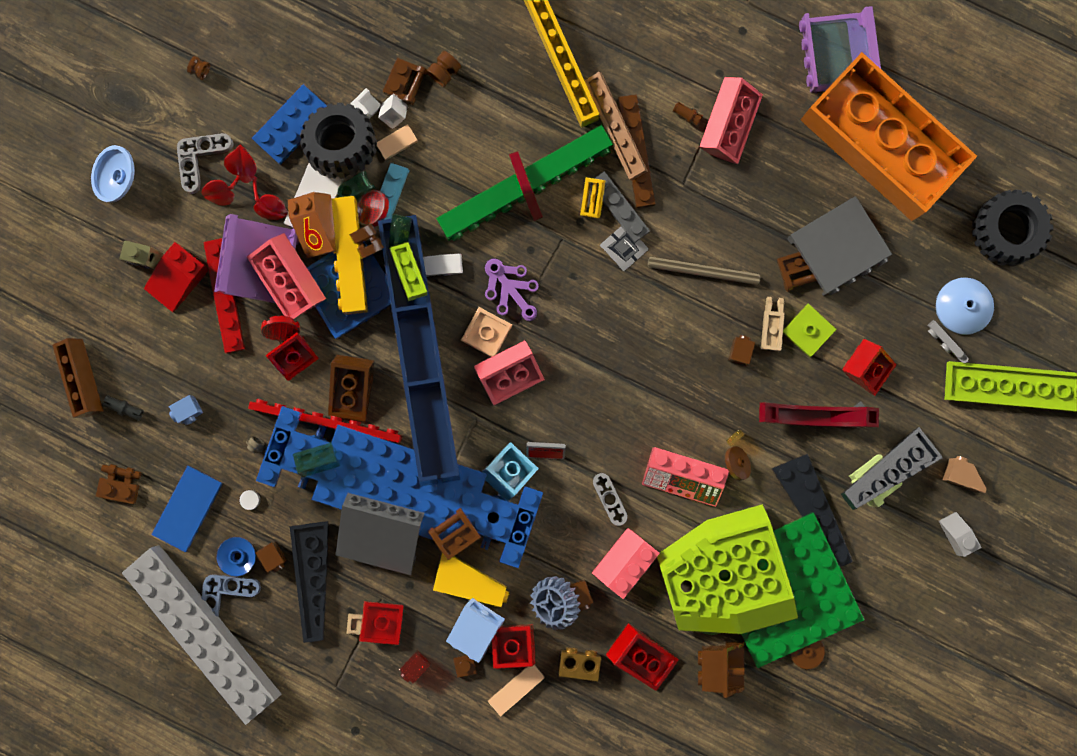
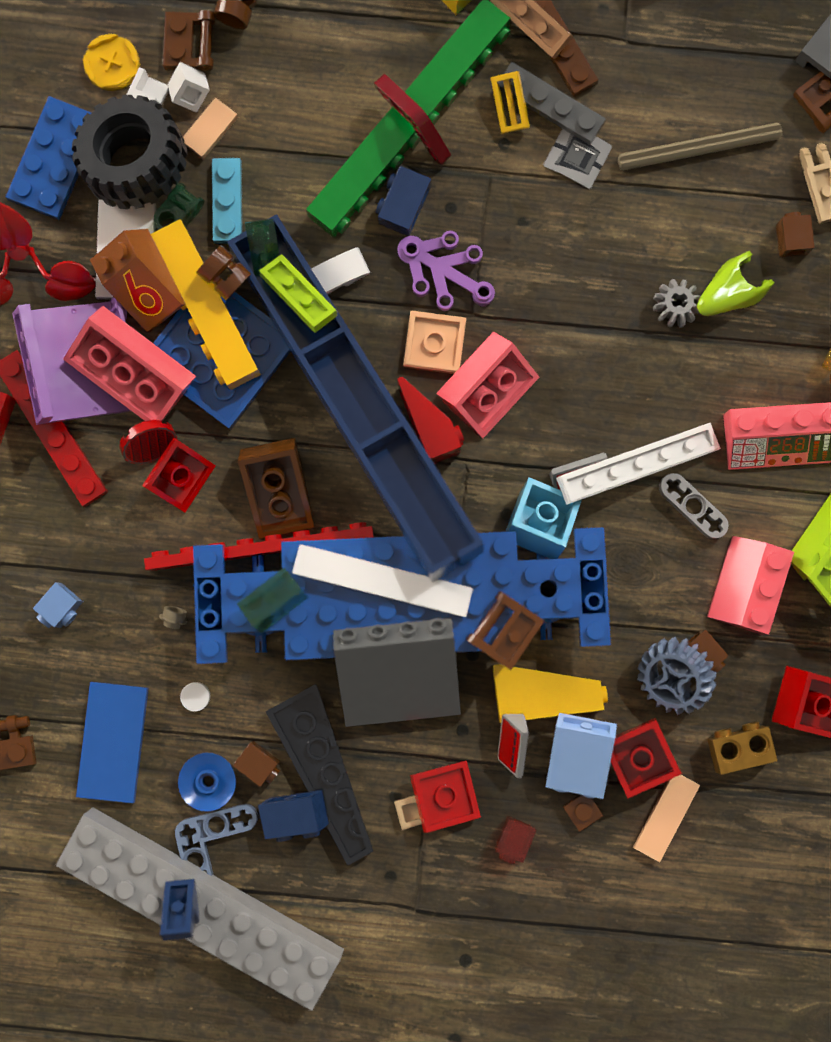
camera: 20 degrees left, 0 degrees up
(186, 630) = (179, 910): none -> dark blue slope
(281, 598) = (293, 815): none -> dark blue brick
(351, 76) = (111, 62): none -> yellow tile
(372, 208) = (211, 227): tile -> none
(390, 473) = (382, 580): none -> white tile
(436, 605) = (513, 743): none -> slope
(462, 392) = (430, 424): none -> red slope
(501, 235) = (404, 200): none -> dark blue brick
(583, 459) = (638, 463): none -> white tile
(646, 372) = (673, 293): none -> light grey gear
(686, 371) = (730, 289): none -> lime animal

